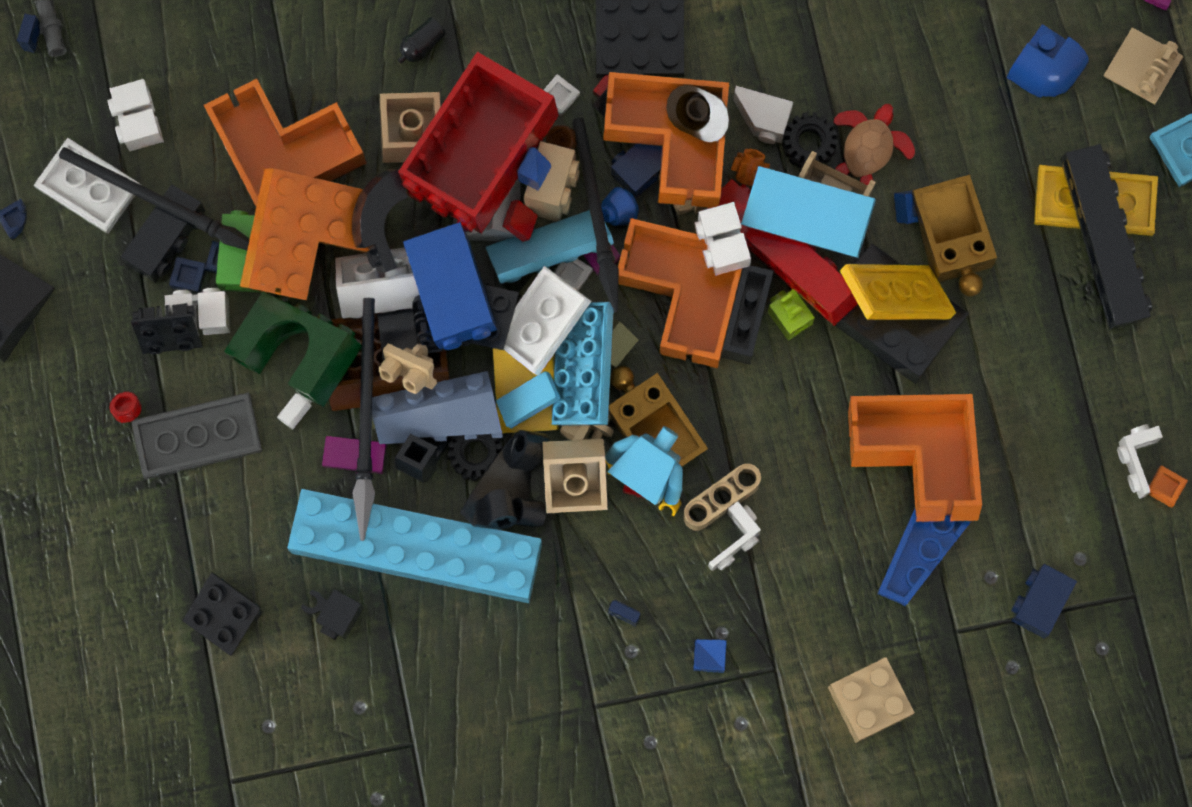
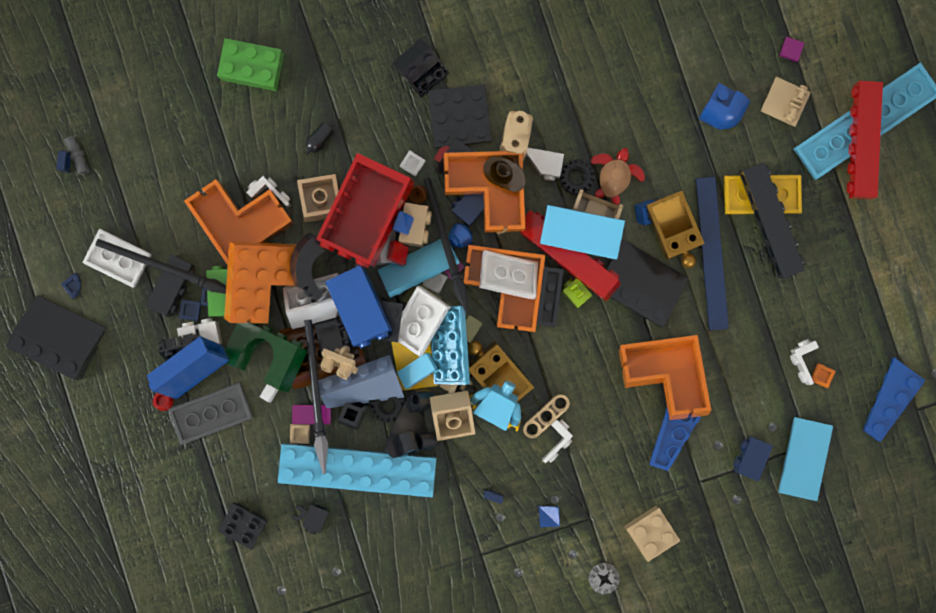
camera: 10 degrees left, 10 degrees up
(135, 114) = (136, 201): white piece -> none
(172, 354) = (187, 368): none -> blue brick
(325, 97) = (259, 186): none -> white bracket
(332, 481) = (299, 433): none -> tan tile
(682, 270) = (509, 275): none -> white tile
(723, 238) = (525, 245): white piece -> none
(725, 57) = (516, 132): none -> tan piece
(747, 165) = (540, 199): orange gear -> none
(787, 781) = (603, 569): none -> light grey gear
(897, 292) = (644, 275): yellow tile -> none
(1008, 281) = (711, 253): none -> dark blue tile
(1128, 612) = (805, 459): none -> medium azure tile

